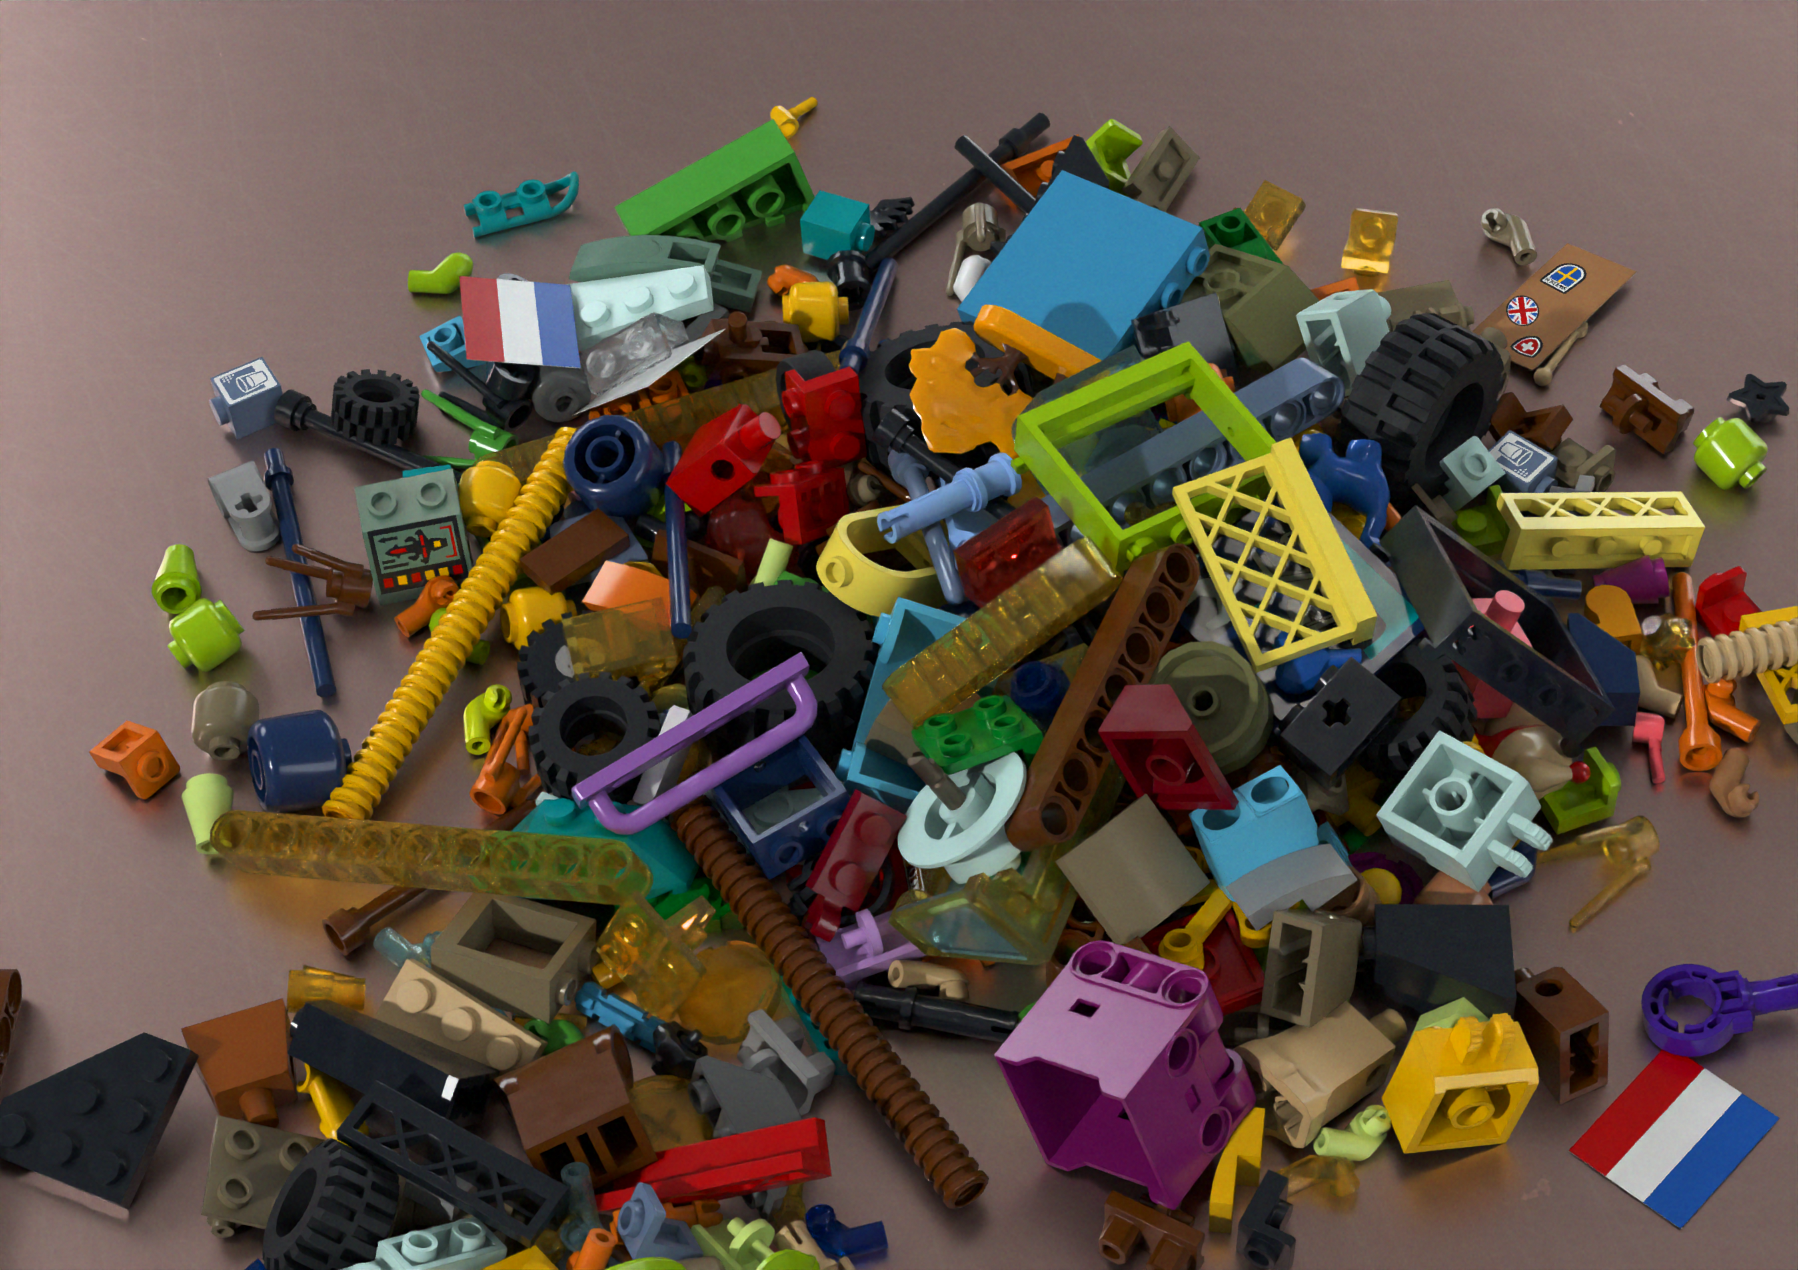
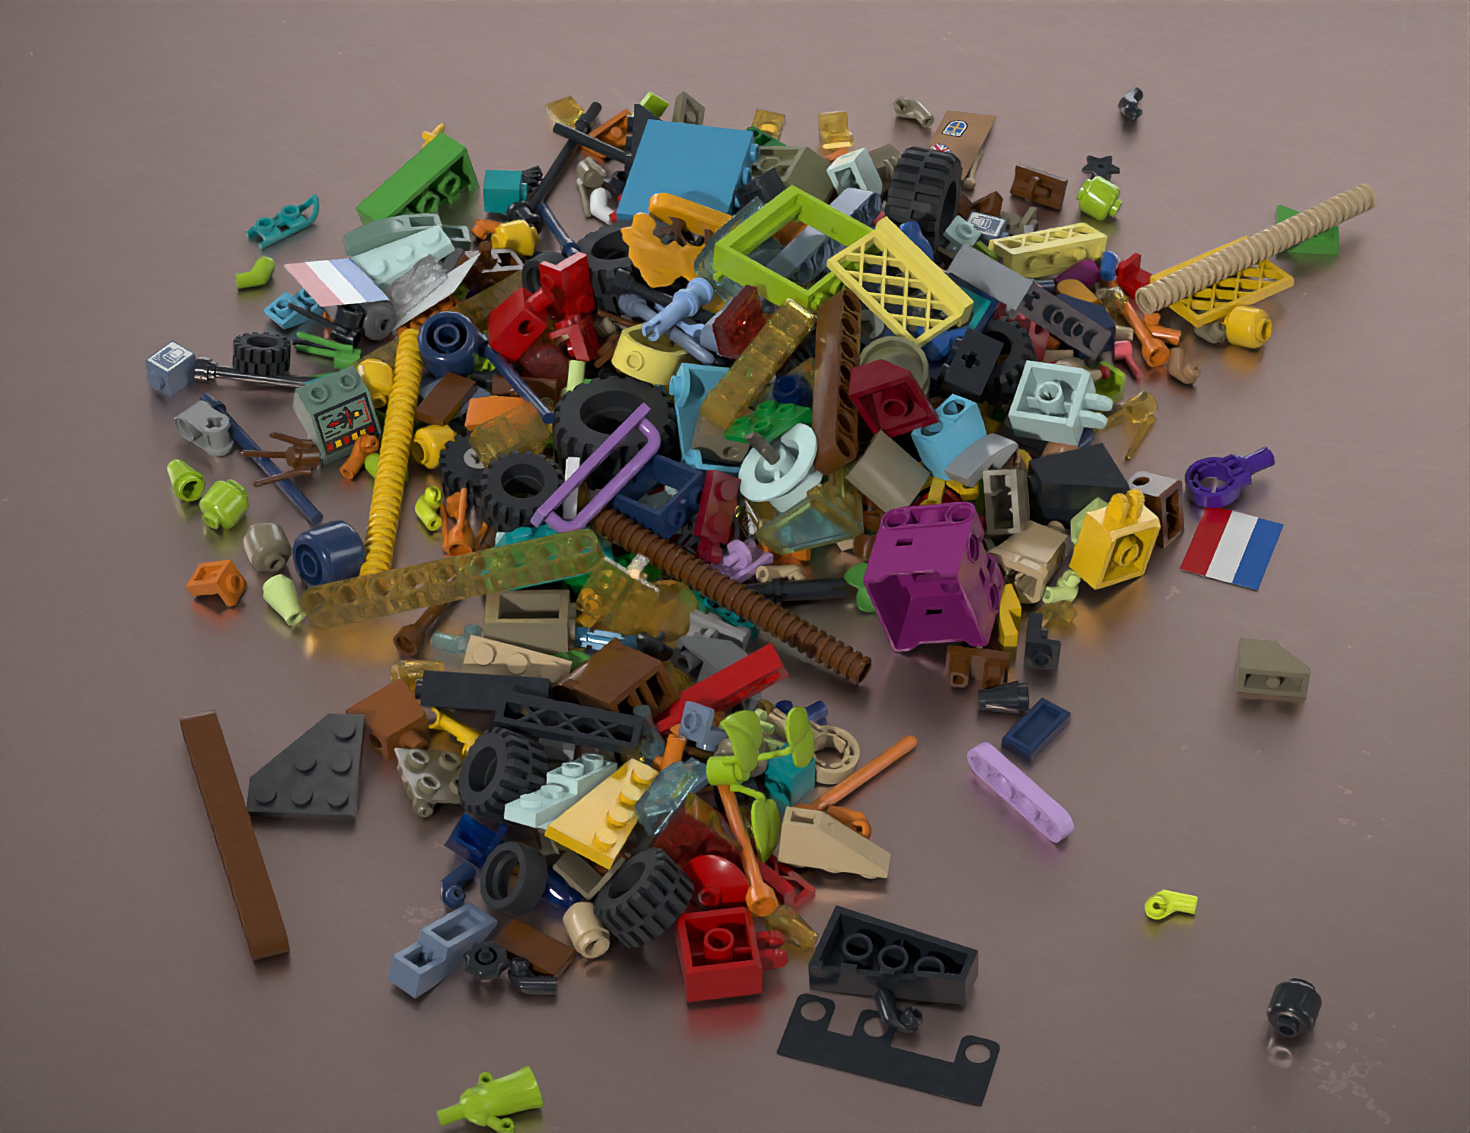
camera: 25 degrees left, 5 degrees down
(995, 116) = (564, 110): none -> clear yellow tile
(1691, 573) = (1109, 264): none -> blue arm

